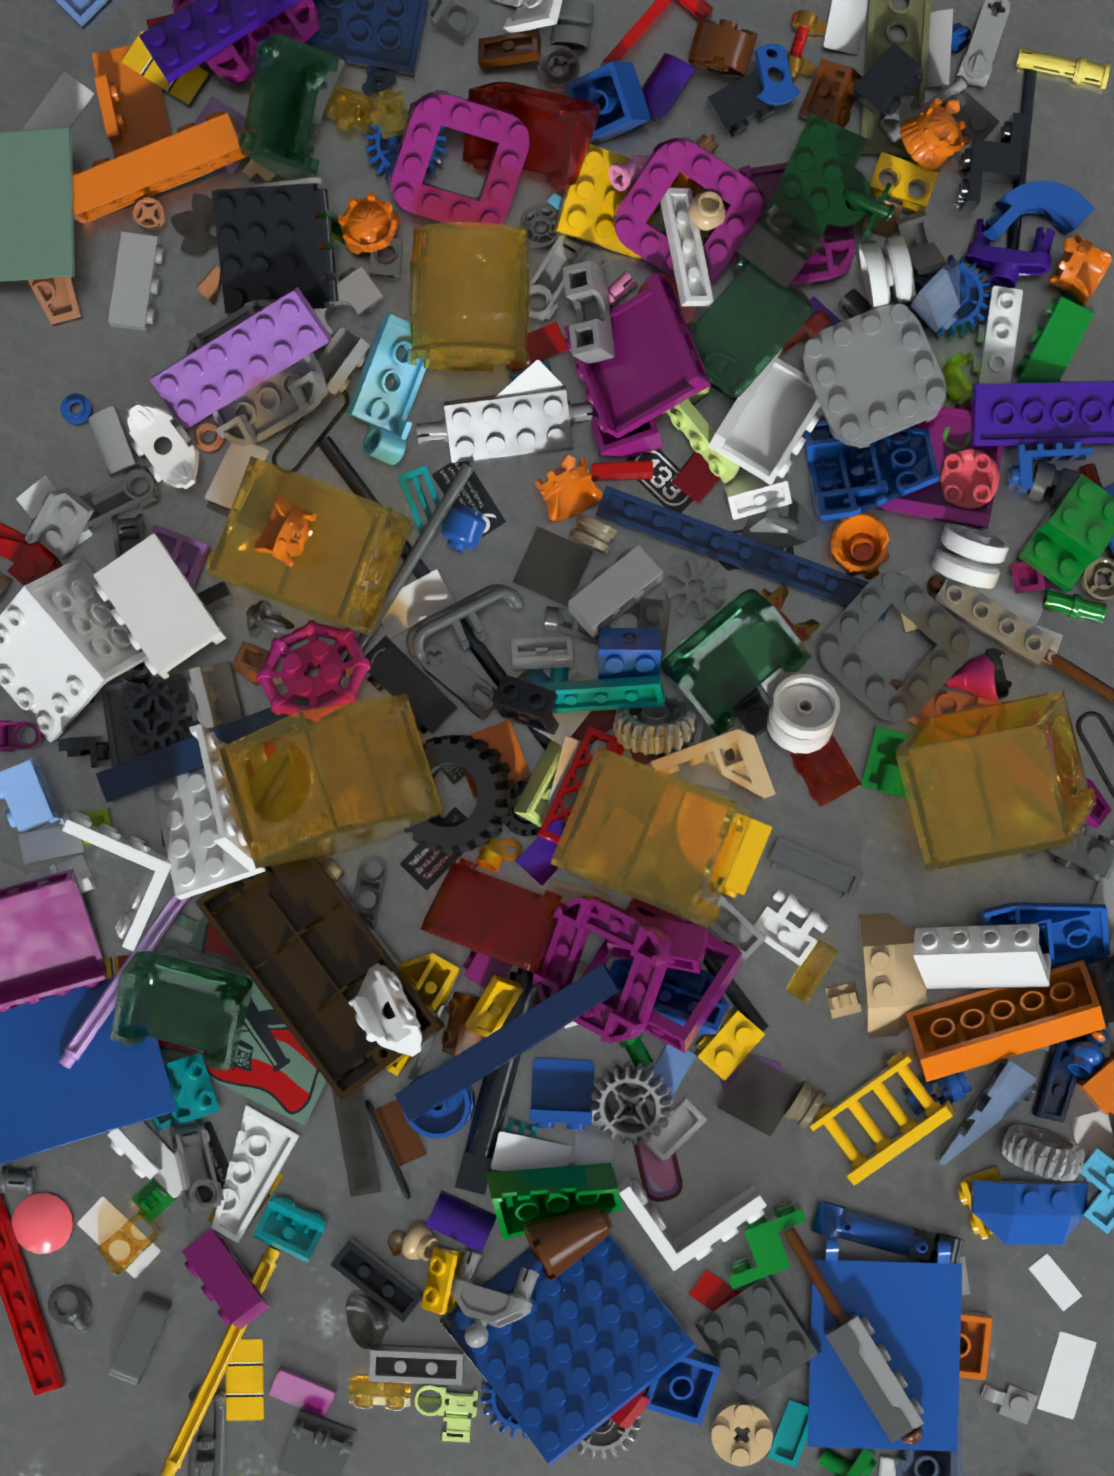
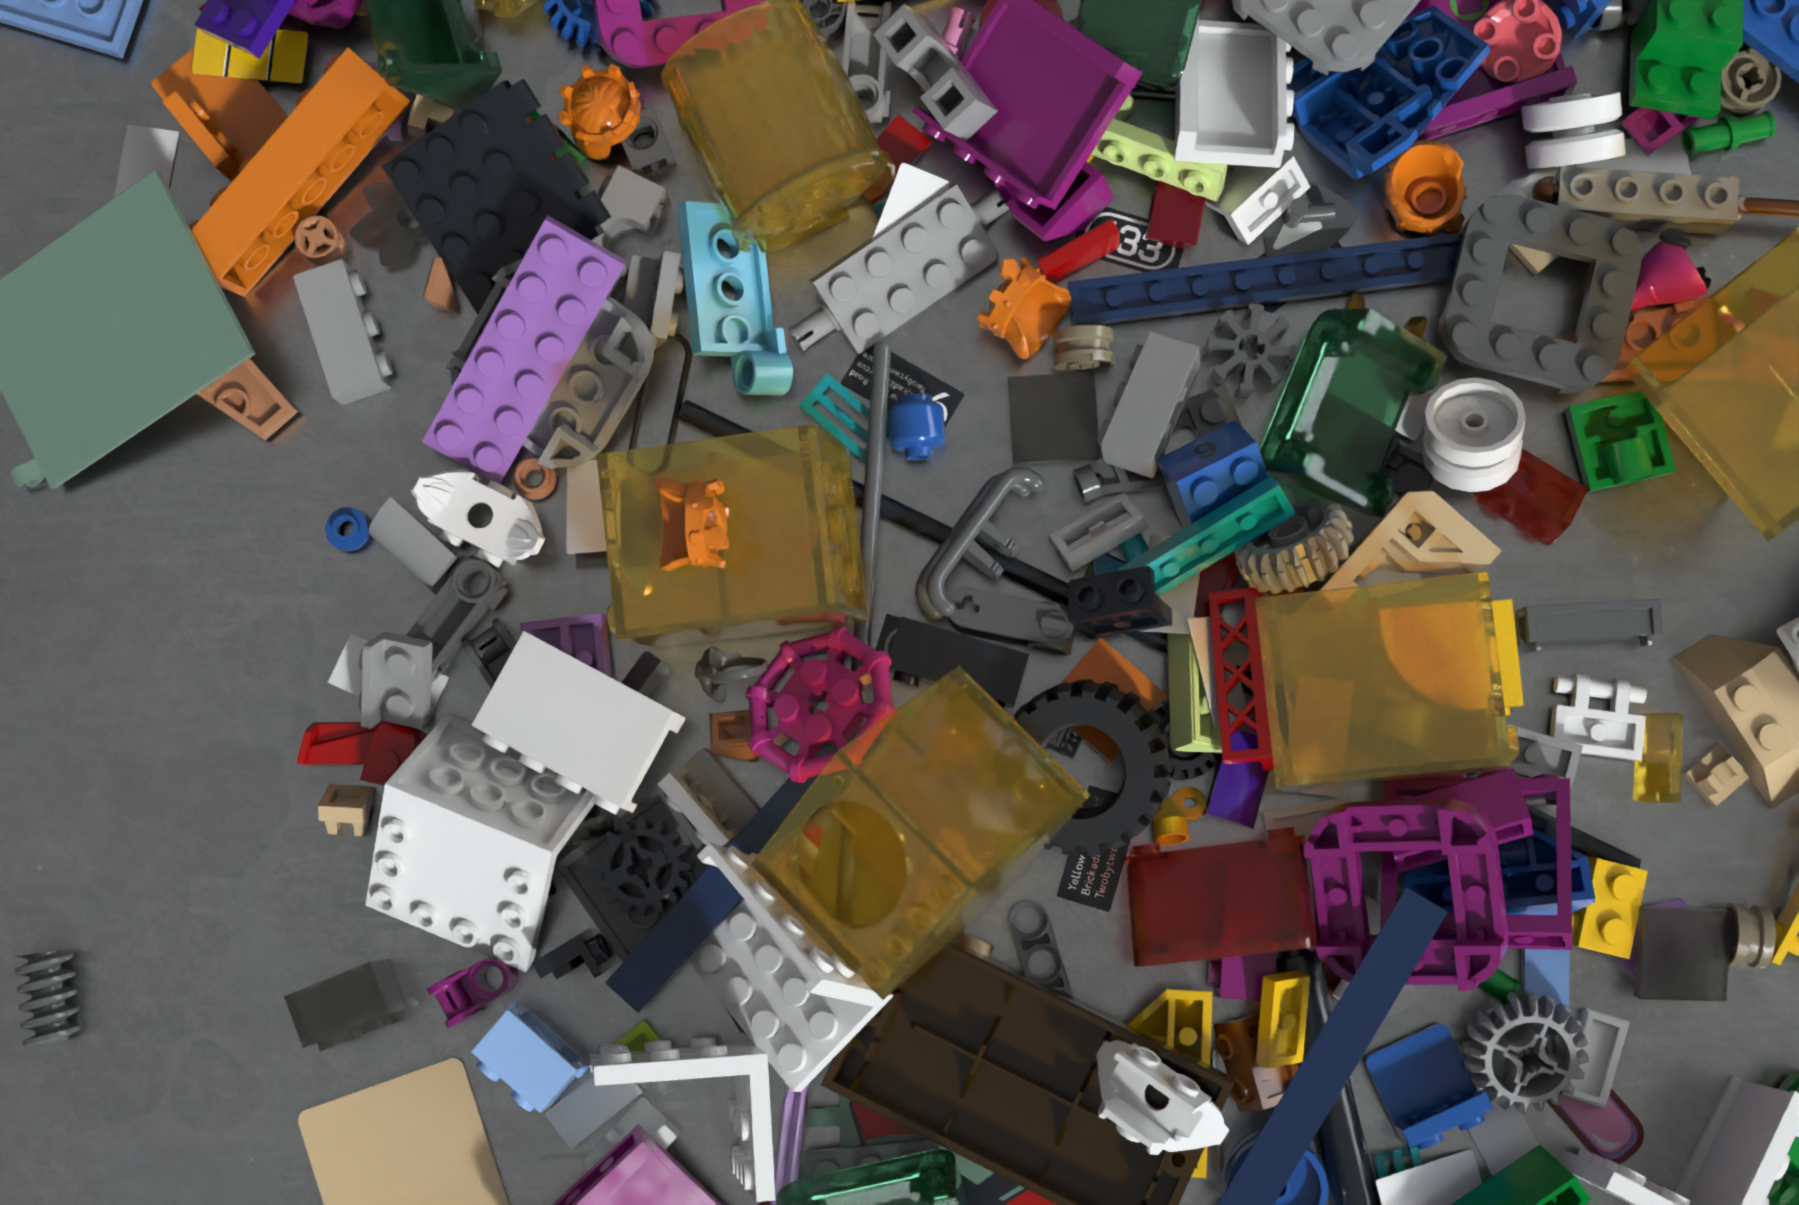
camera: 20 degrees left, 5 degrees down
(416, 603) = (906, 550): white sticker -> none

